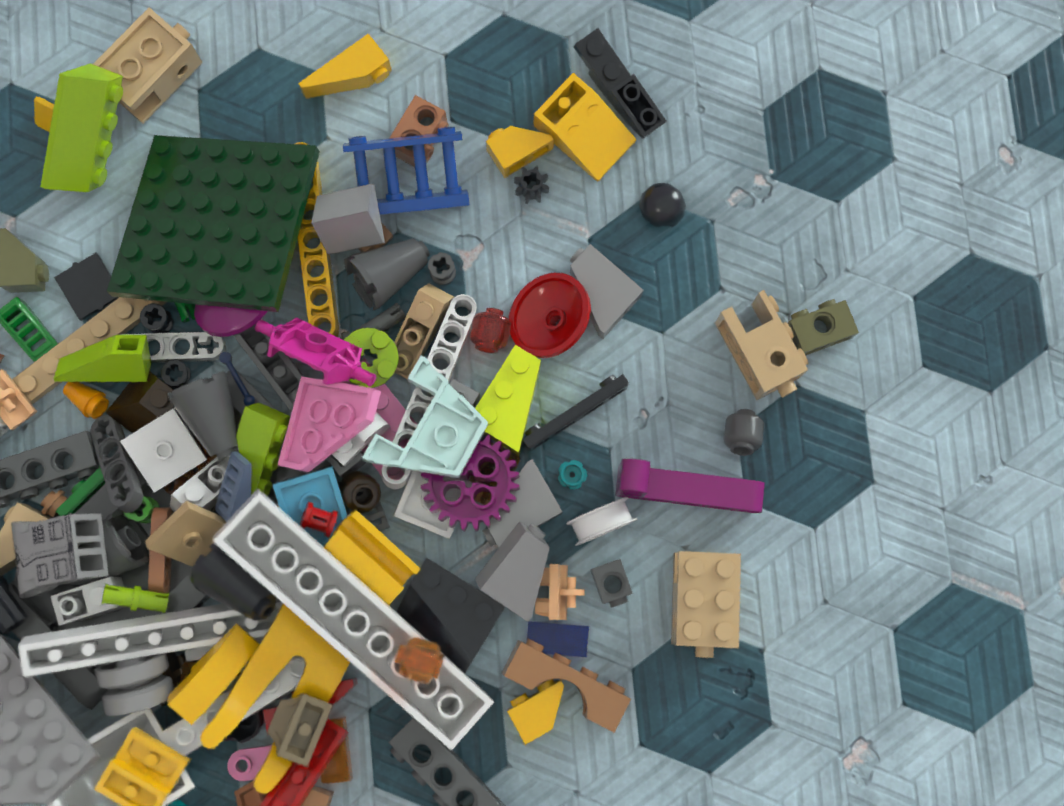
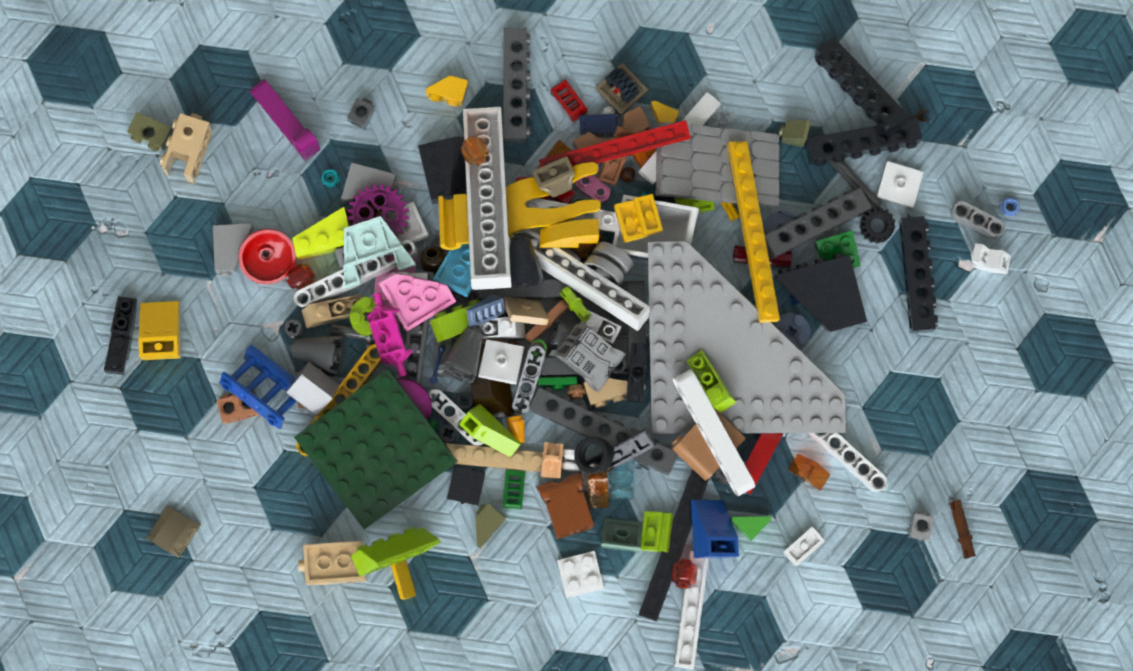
camera: 140 degrees left, 0 degrees up
(328, 517) = (457, 254): red bush -> none
(350, 70) = (233, 467): yellow slope -> none
(516, 148) = (201, 353): yellow slope -> none
(516, 570) = (396, 156): light grey slope -> none
(525, 179) = (216, 327): black gear -> none
(560, 638) = (410, 113): clear blue tile -> none
(561, 593) = (396, 127): light nougat hips -> none
(601, 521) = (338, 141): white wheel -> none
(601, 702) = (432, 109): medium nougat arch -> none
(609, 389) = (273, 198): black plate -> none
(662, 205) = (161, 260): black hair -> none
(706, 601) = (328, 64): tan torso -> none
(743, 432) = (234, 120): dark grey head -> none

